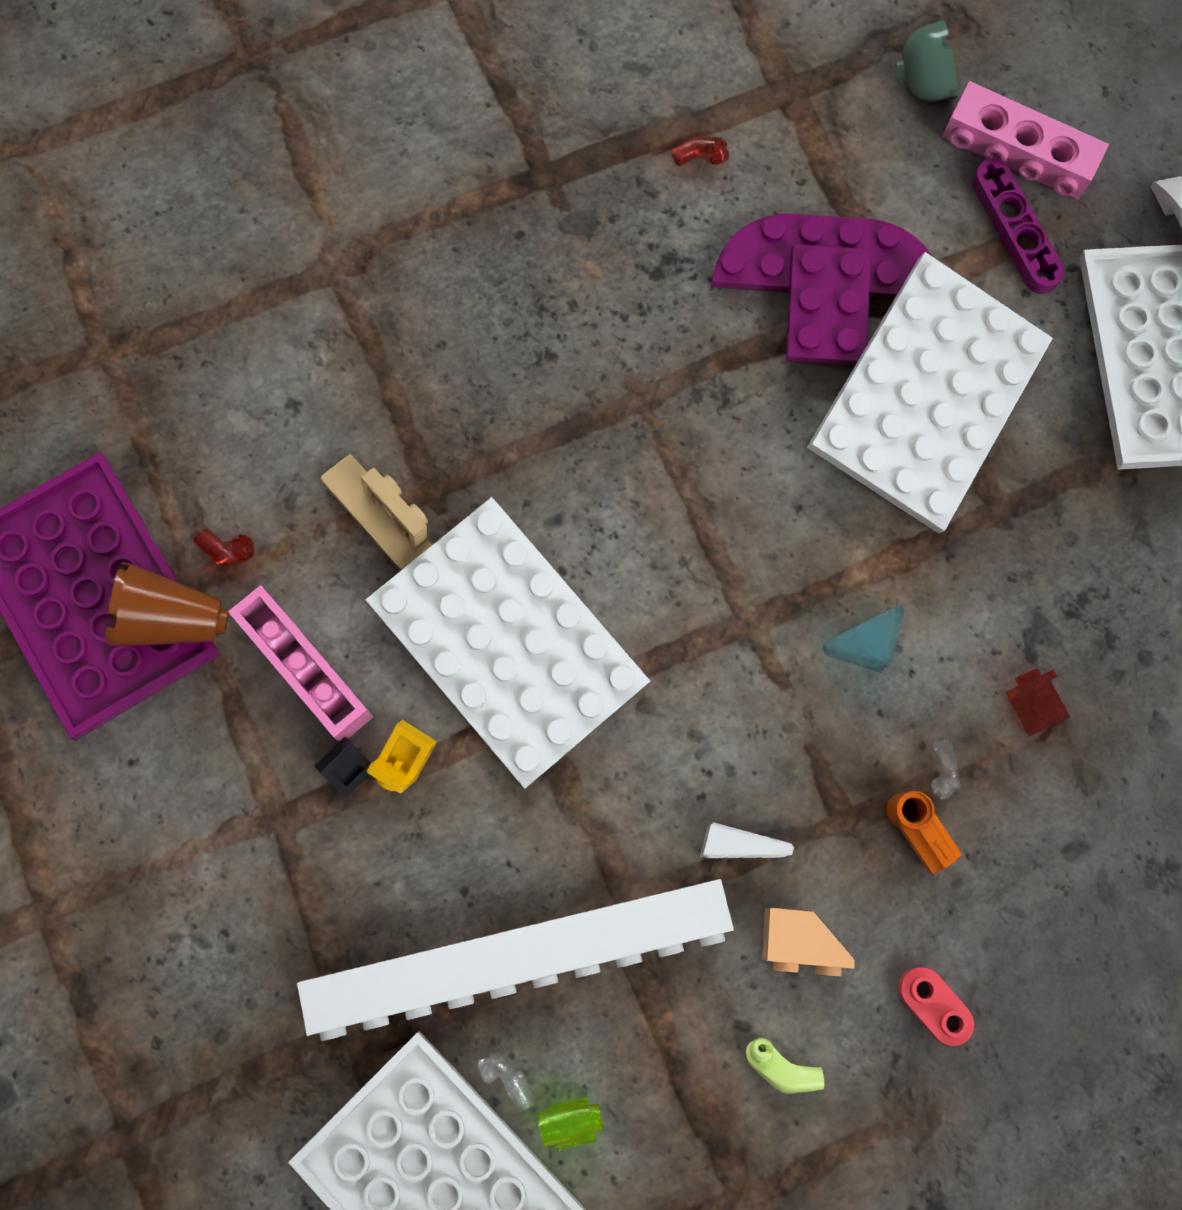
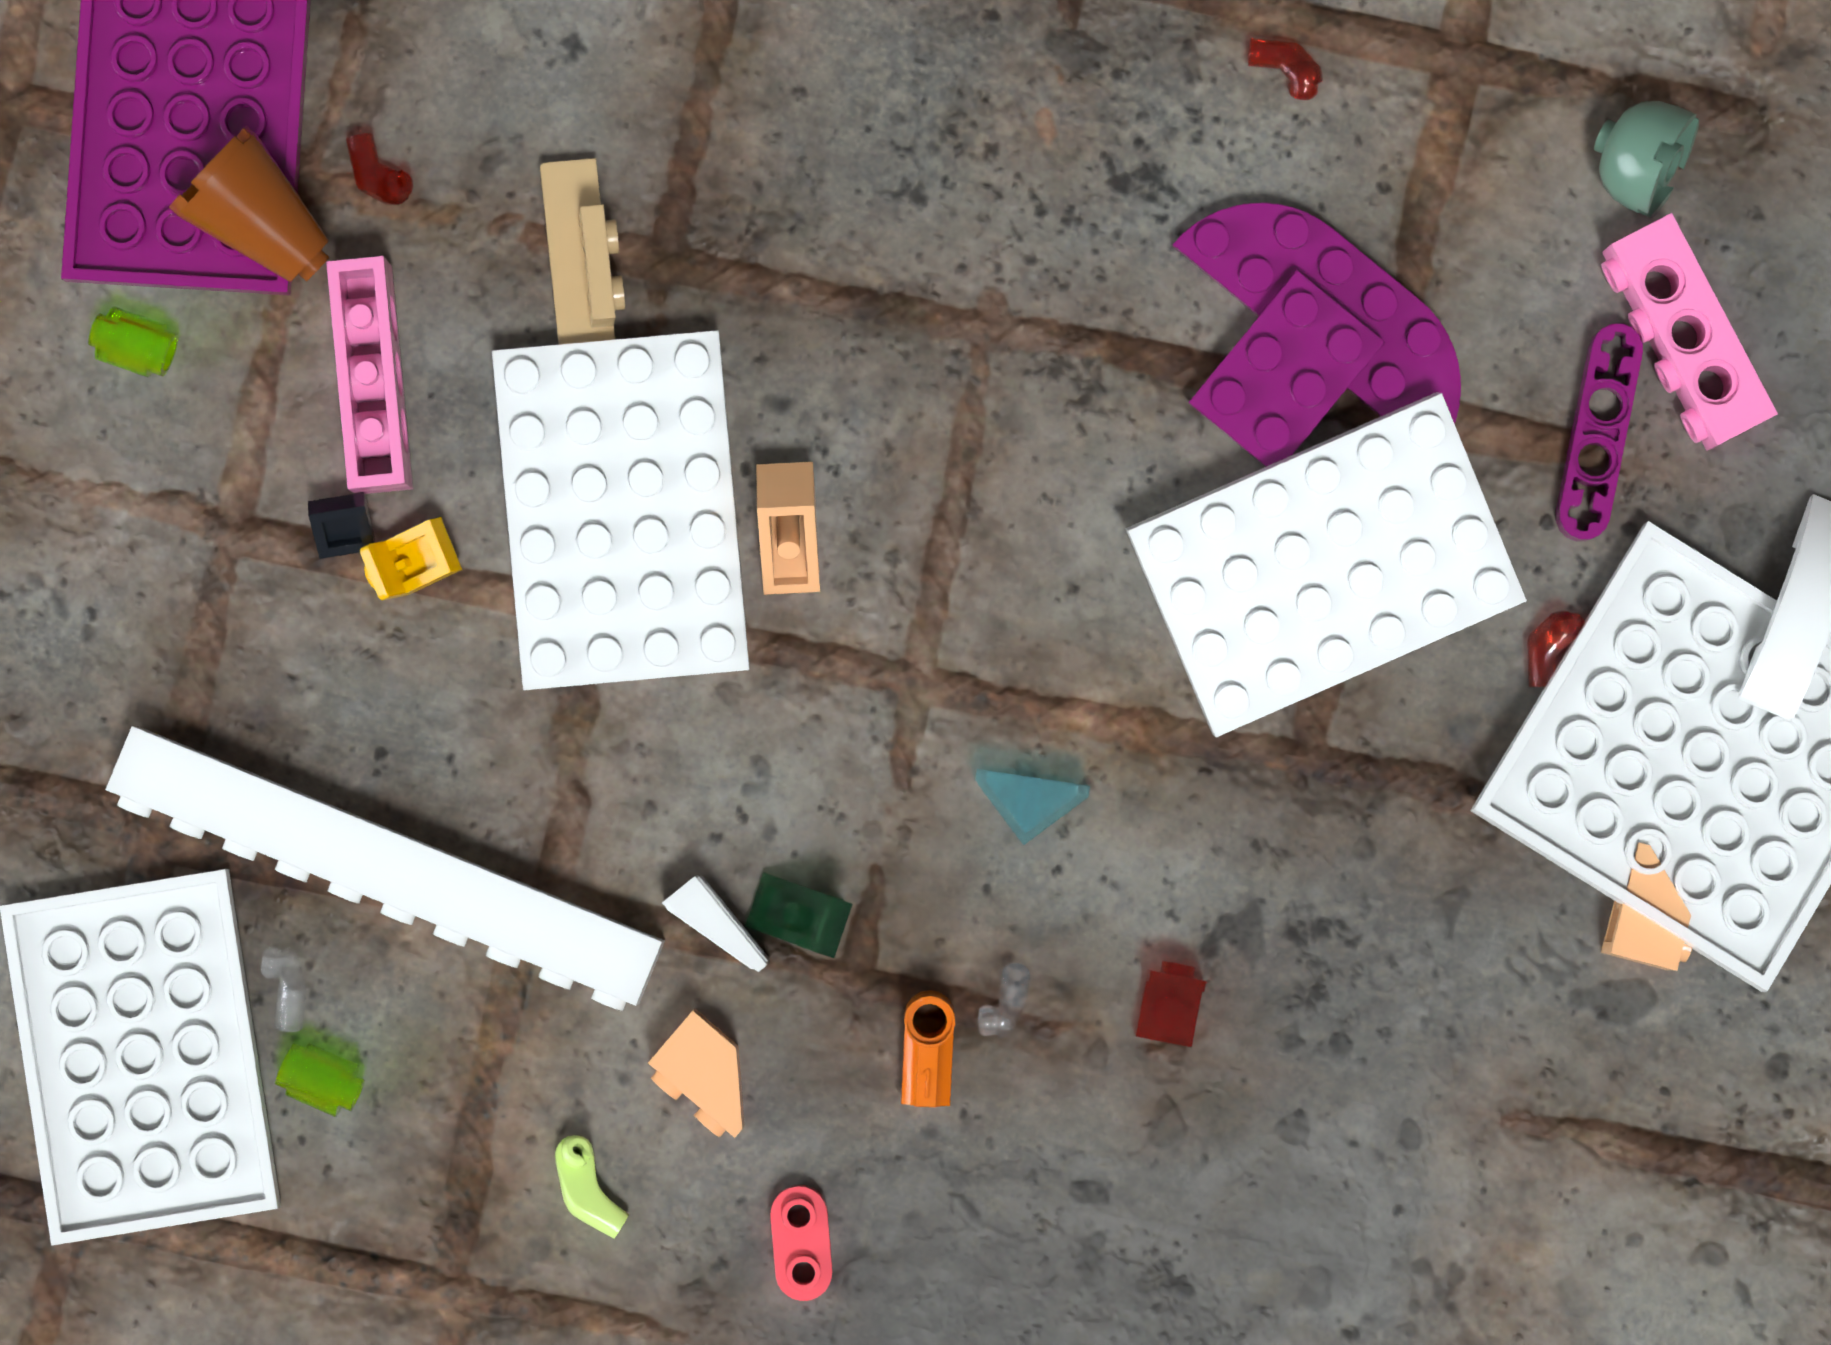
camera: 35 degrees right, 10 degrees up
(141, 746) = (133, 342): none -> clear neon green brick
(613, 582) = (787, 527): none -> light nougat slope
(789, 803) = (799, 915): none -> clear green slope
(1081, 352) = (1547, 642): none -> clear red arm

